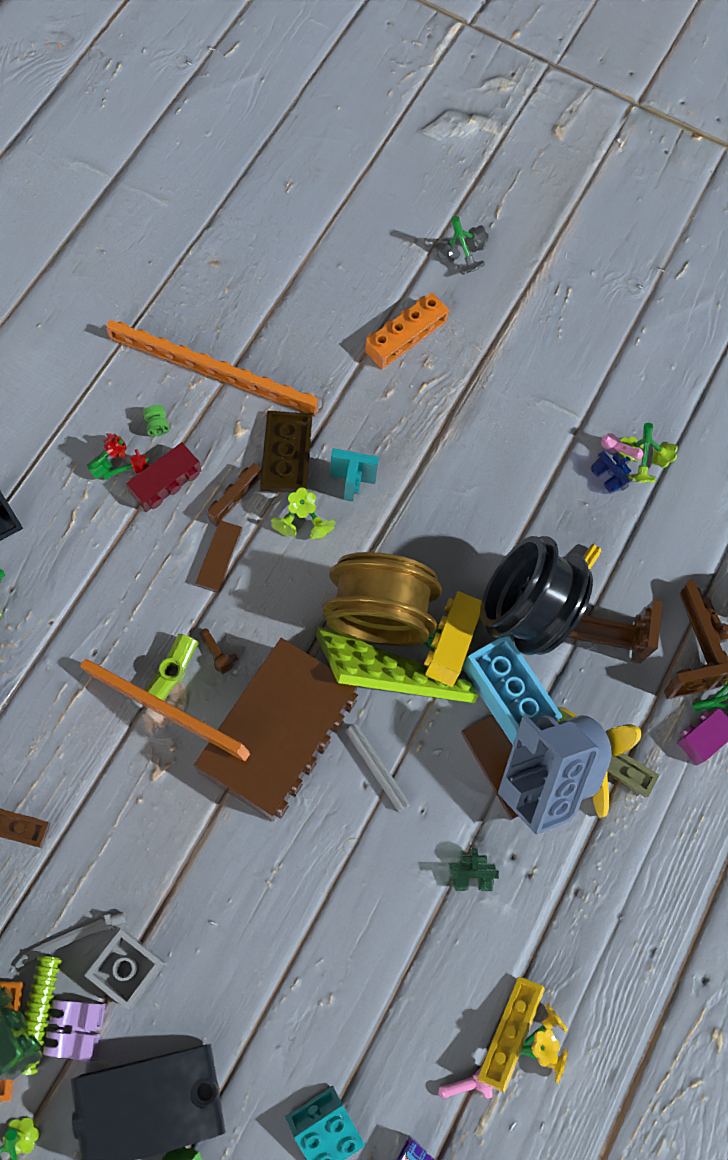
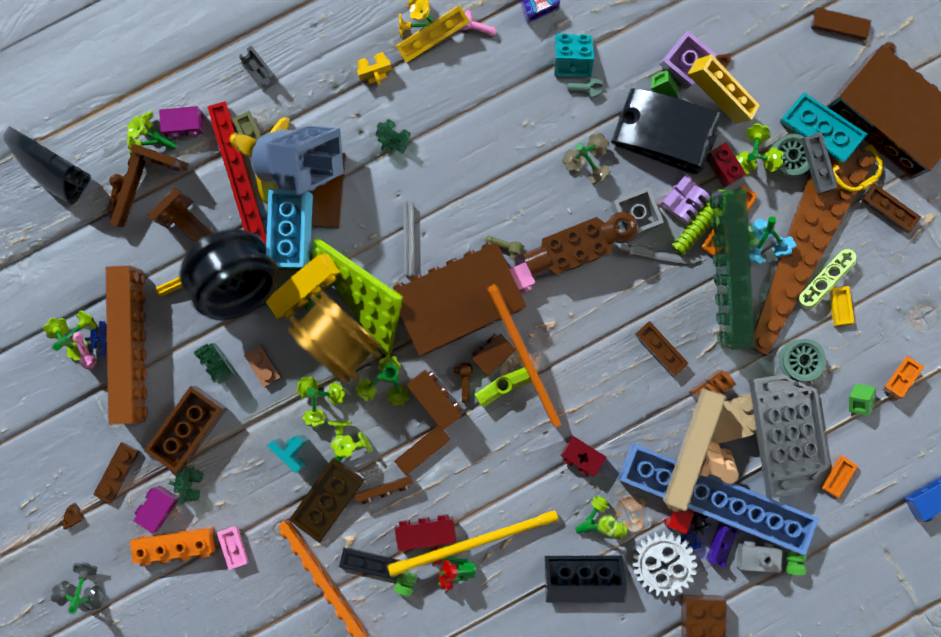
camera: 140 degrees left, 15 degrees up
(43, 1111) = (725, 165): none -> dark red brick
(46, 559) = (406, 565): none -> yellow piece
(48, 656) = (590, 465): none -> dark red brick
(173, 883) = (580, 244): none -> reddish brown brick
(203, 695) = (493, 354): none -> reddish brown brick
(204, 420) = (367, 562): none -> black tile
(221, 802) = (523, 277): none -> bright pink brick
(236, 608) = (435, 399): none -> reddish brown brick
(242, 992) = (575, 161): none -> dark tan plant
(250, 833) = (514, 248): none -> olive piece
(283, 1098) = (587, 87): none -> sand green bar
(308, 615) = (389, 373): none -> lime plant
(349, 360) = (233, 547): none -> bright pink plate
(352, 521) = (308, 388): none -> lime plant
(437, 387) = (184, 485): none -> clear green hips
(440, 540) = (262, 366): none -> nougat plate
(446, 351) = (155, 509): none -> magenta brick
(471, 435) = (185, 429): none -> reddish brown brick
(480, 508) = (210, 356): none -> clear green legs
(507, 363) = (116, 472): none -> reddish brown plate
(518, 304) = (72, 516): none -> reddish brown tile
(556, 932) = (374, 72): none -> yellow hips
(587, 476) = (126, 345): none -> dark orange brick
(591, 704) = (236, 171): none -> red plate
(674, 852) = (258, 69): none -> dark grey hinge

